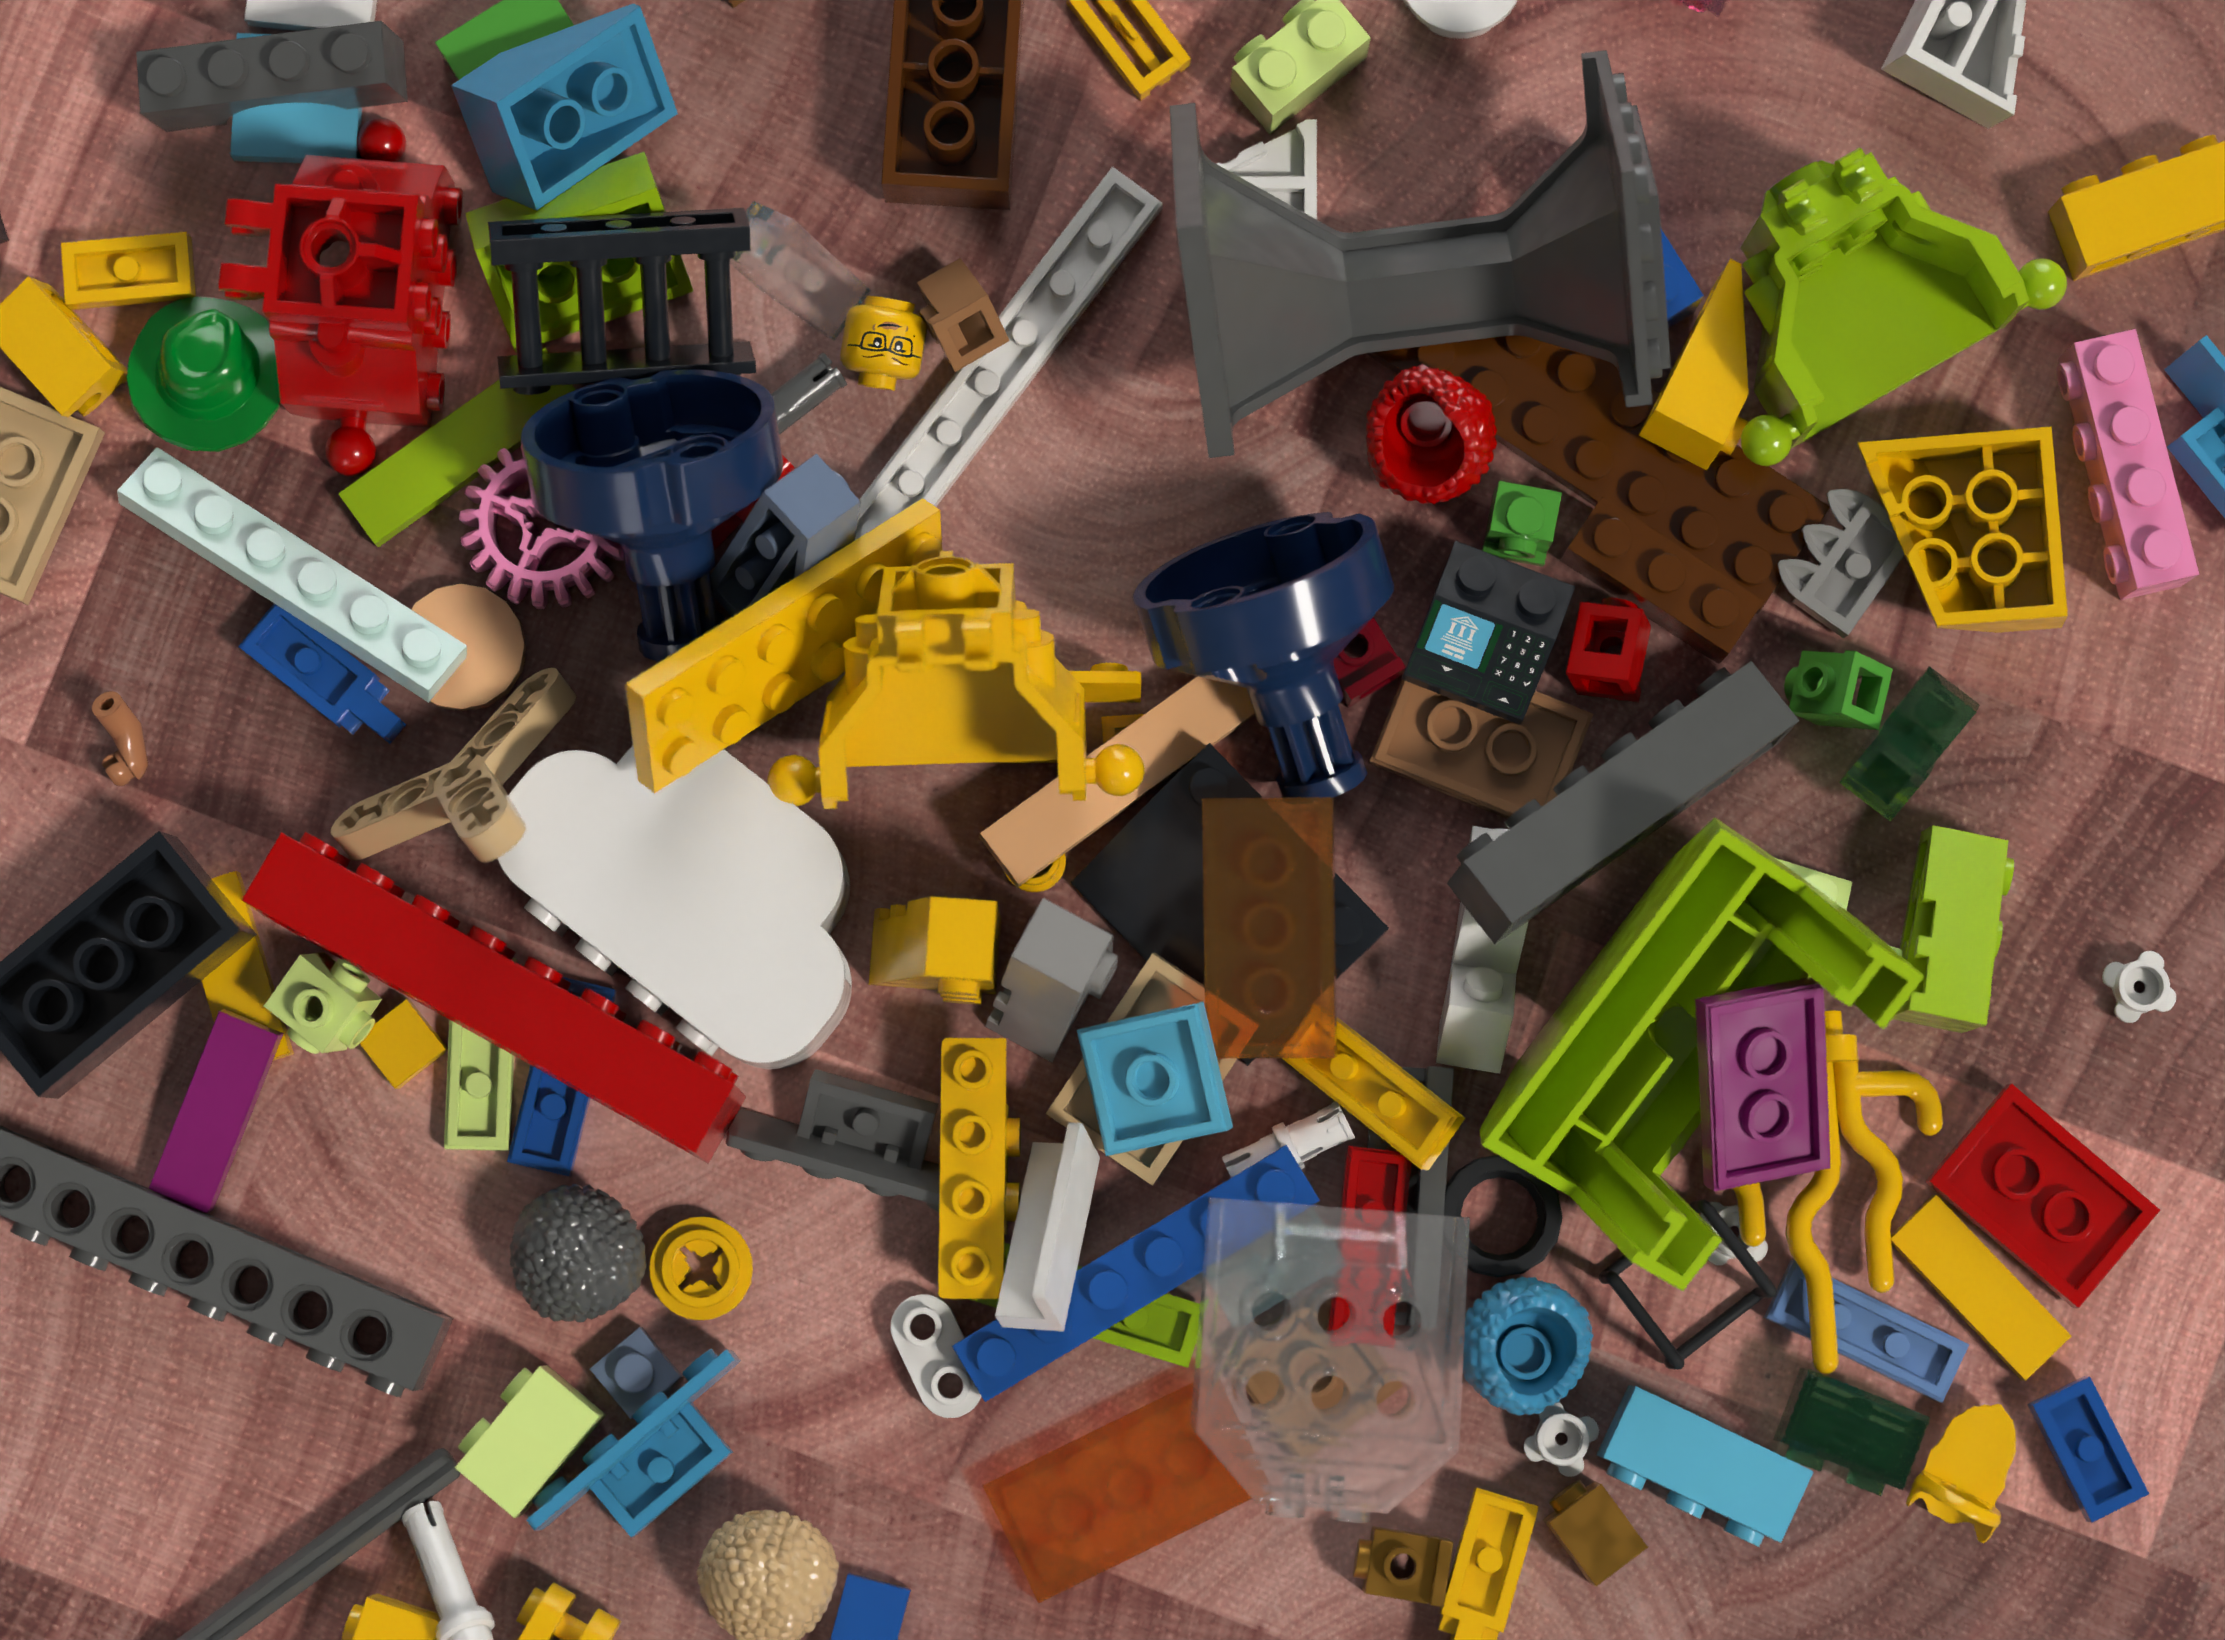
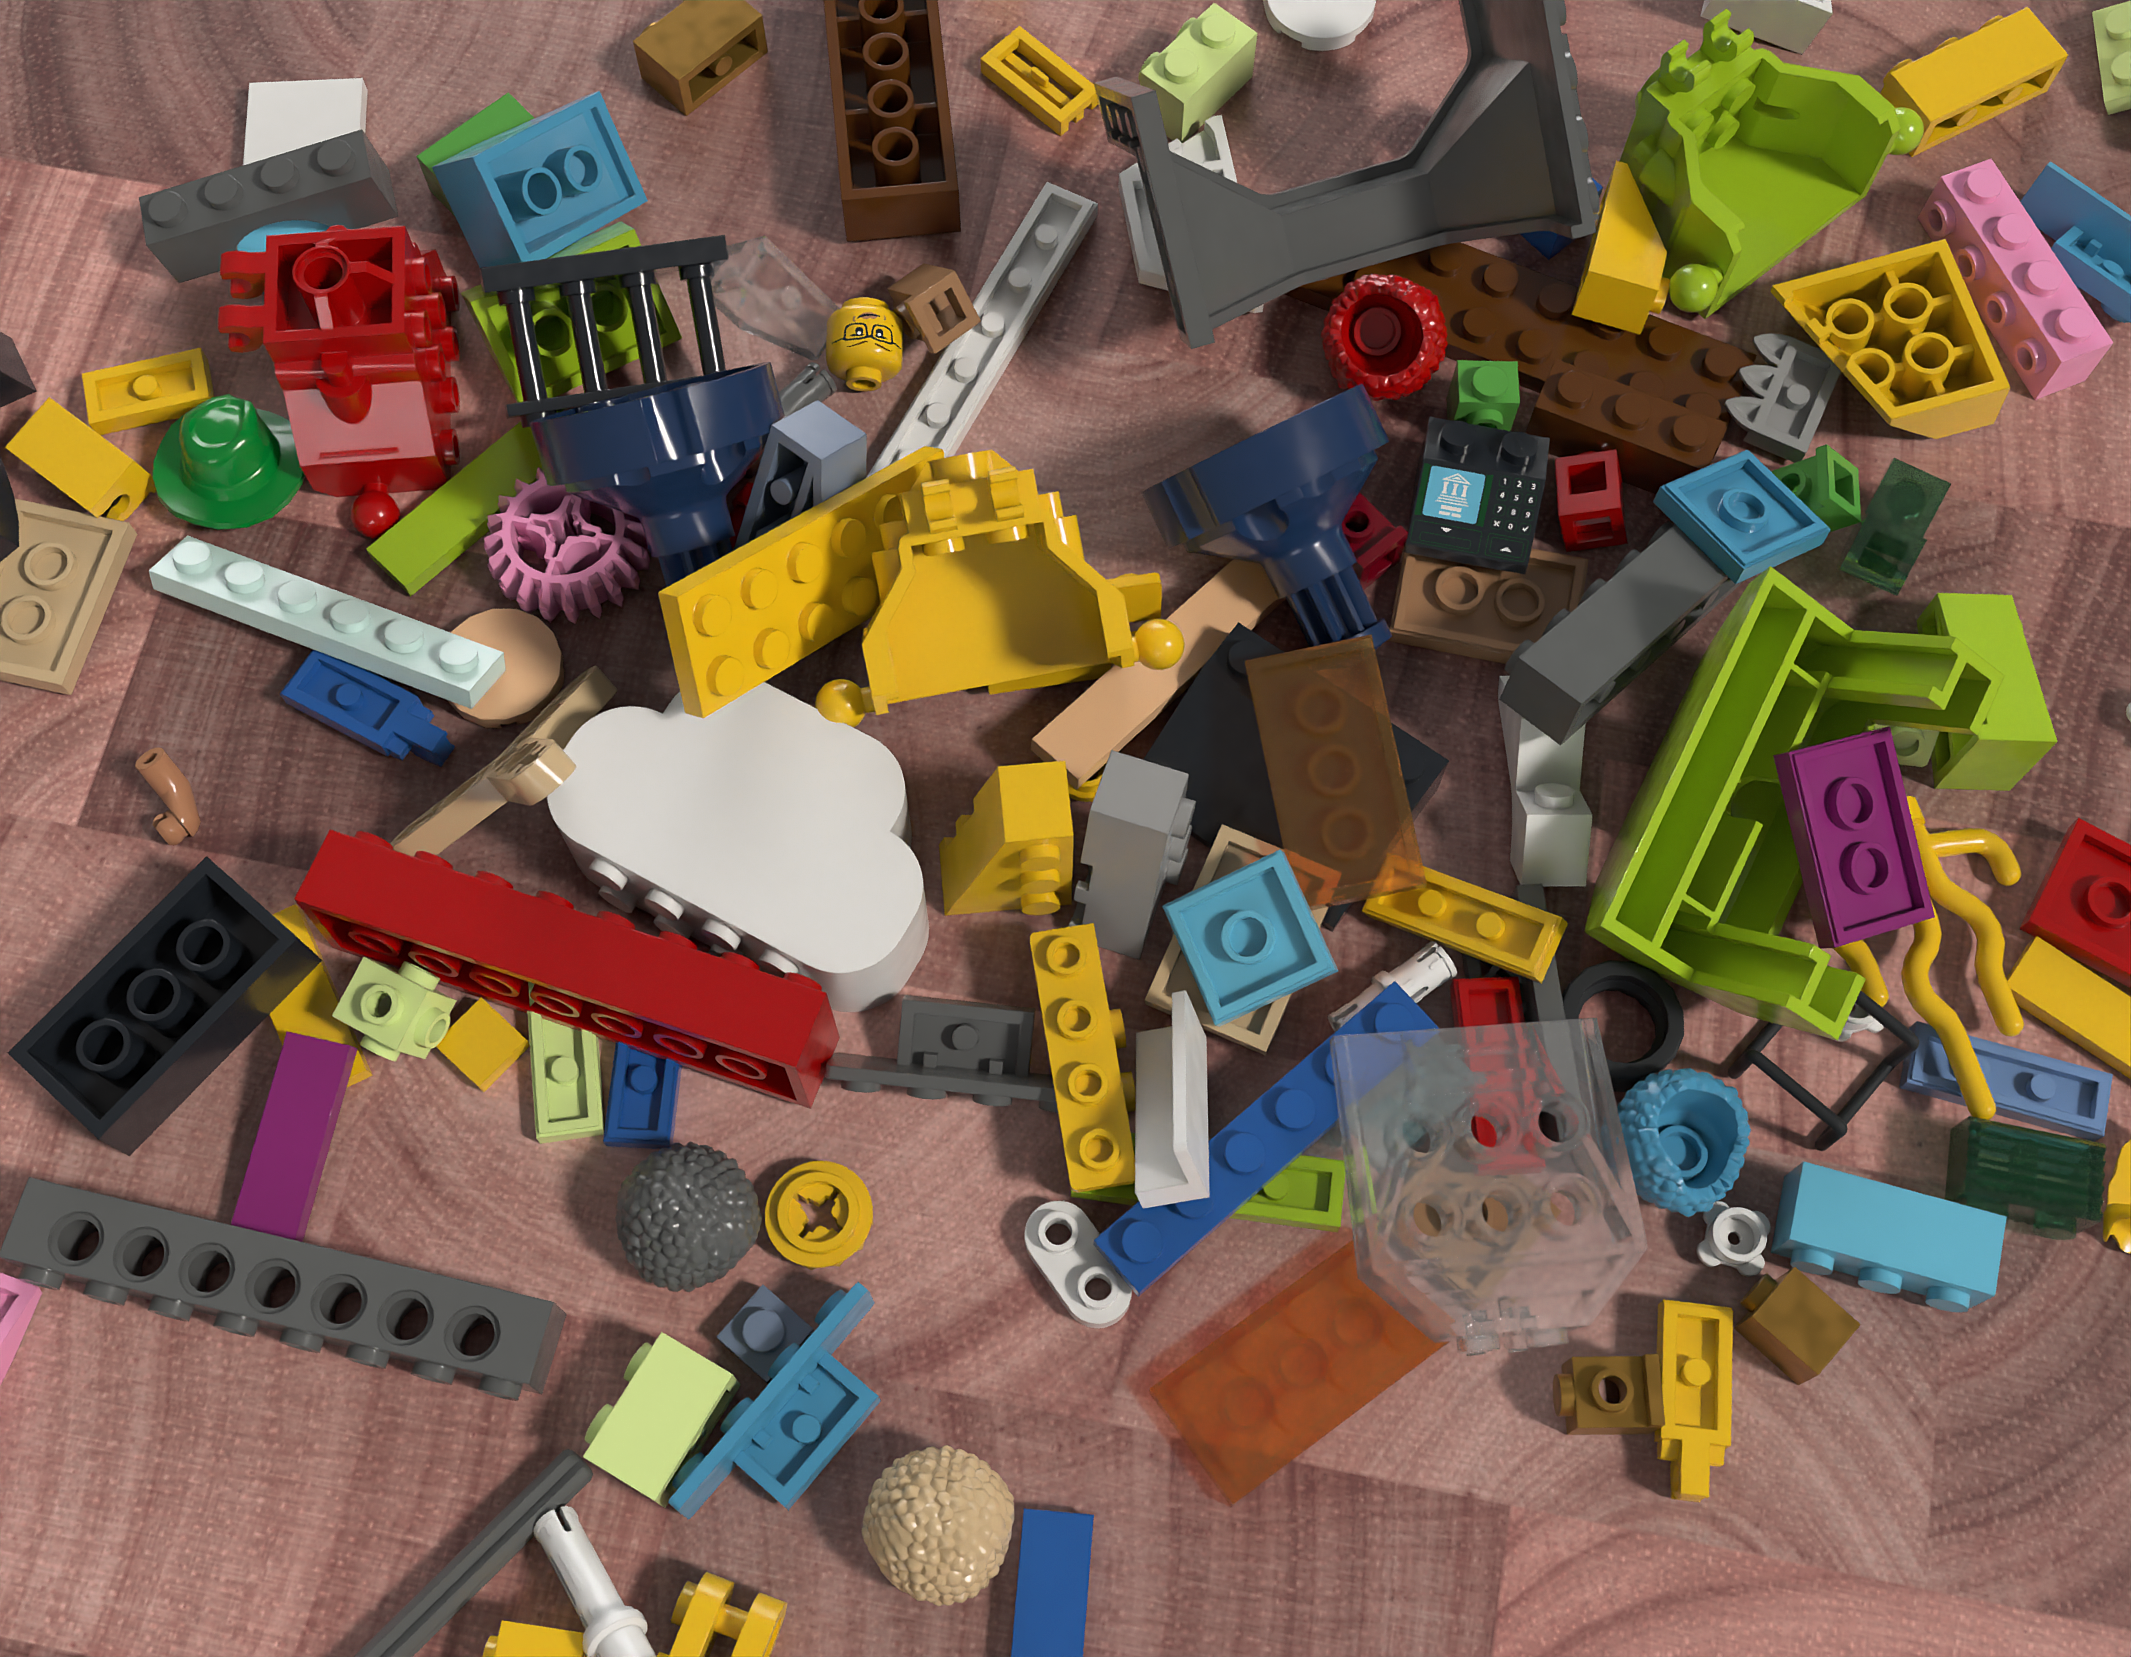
camera: 10 degrees left, 15 degrees down
(1747, 714) = (1741, 516): none -> dark azure tile

